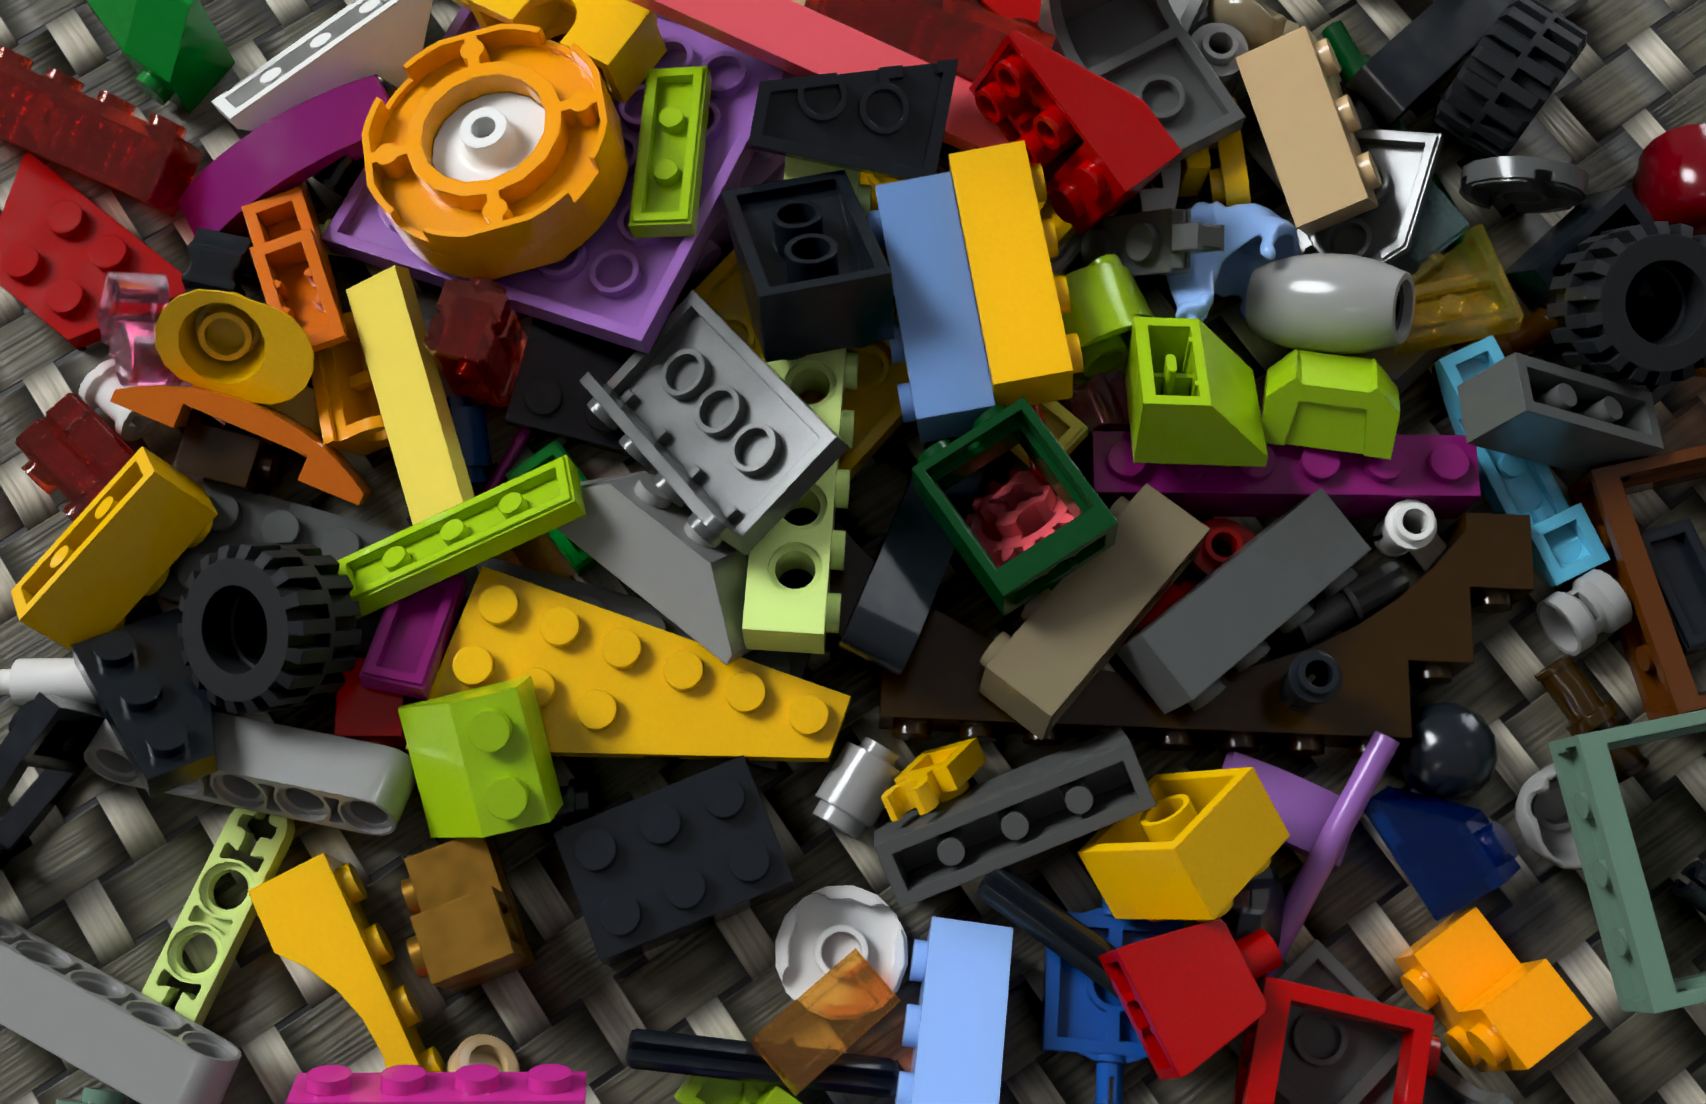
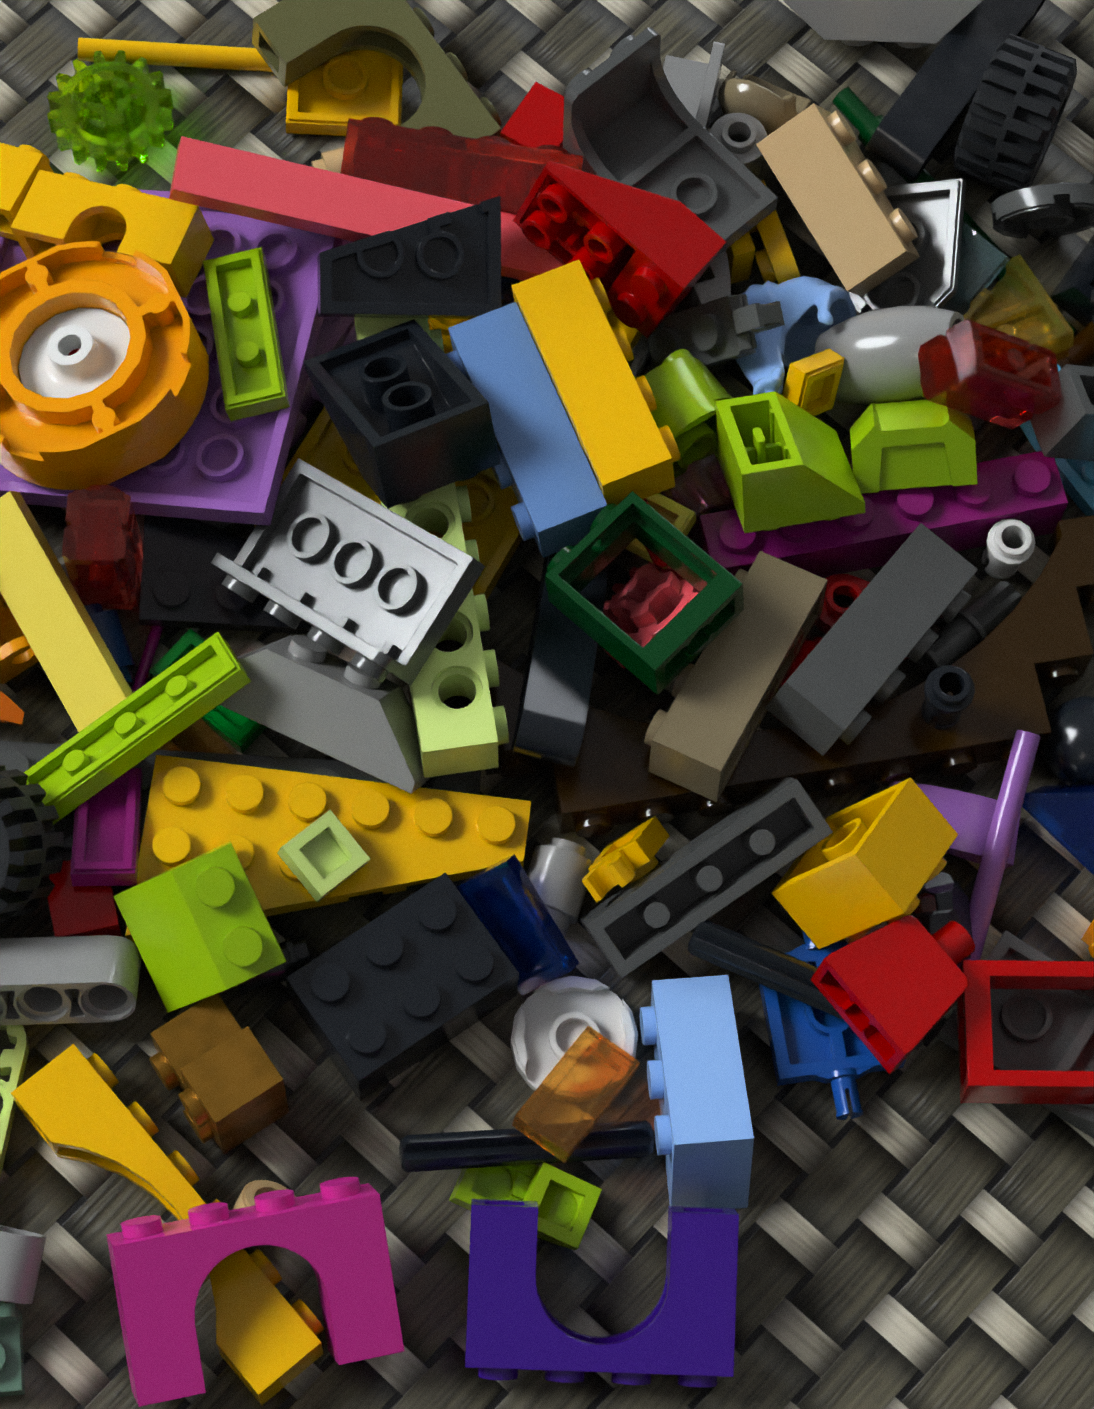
camera: 15 degrees left, 5 degrees down
(621, 711) = (323, 855): none -> yellowish green tile
(808, 823) = (519, 923): none -> clear blue tile
(1241, 315) = (814, 381): none -> yellow tile
(1430, 346) = (989, 374): none -> clear red brick

